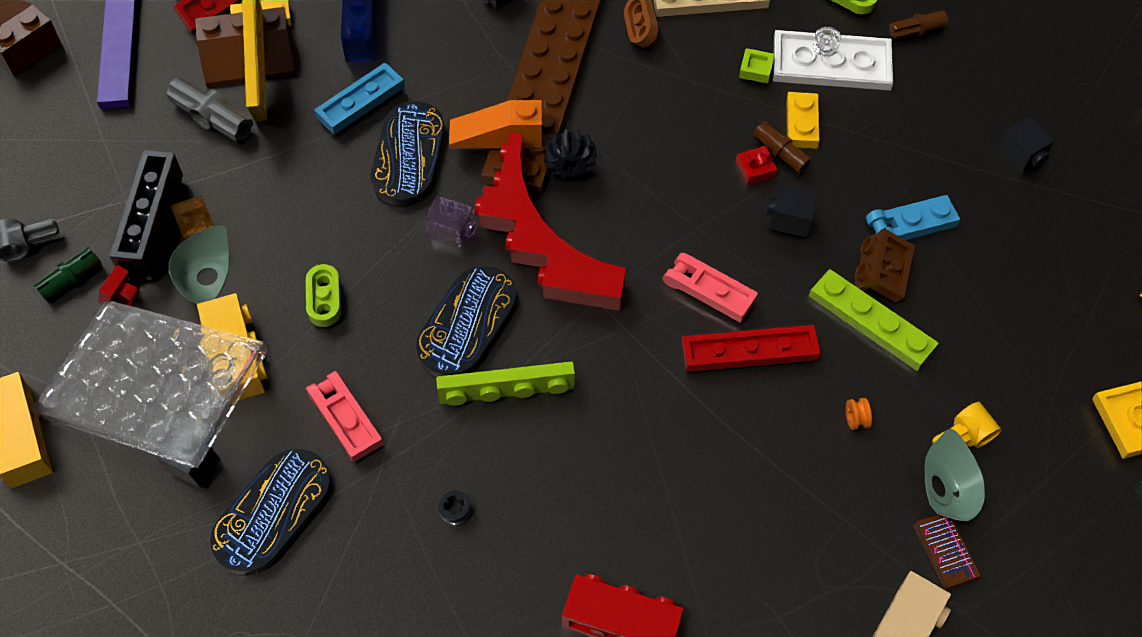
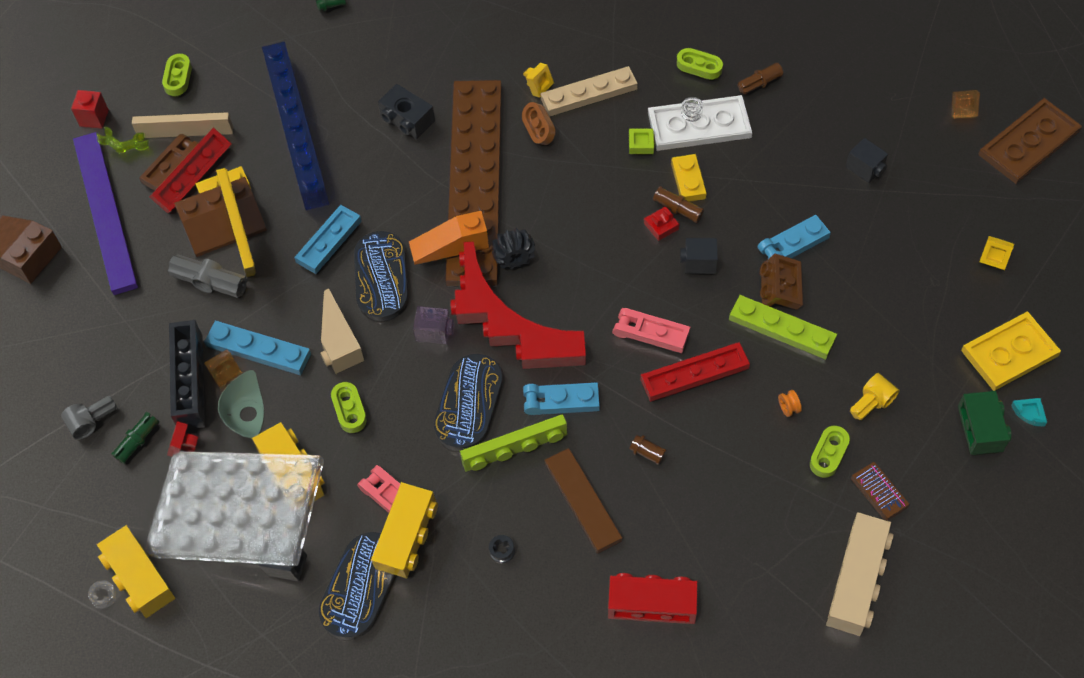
camera: 10 degrees left, 0 degrees up
(242, 203) = (258, 347): none -> dark azure plate
(333, 211) = (337, 339): none -> tan slope
(340, 457) = (404, 530): none -> yellow brick
(571, 474) = (583, 501): none -> reddish brown tile
(579, 343) = (561, 398): none -> dark azure plate
(666, 429) = (647, 449): none -> reddish brown pin
(892, 487) = (829, 453): none -> lime plate
(958, 470) = (875, 429): sand green piece -> none
(1102, 495) = (984, 422): none -> dark green brick

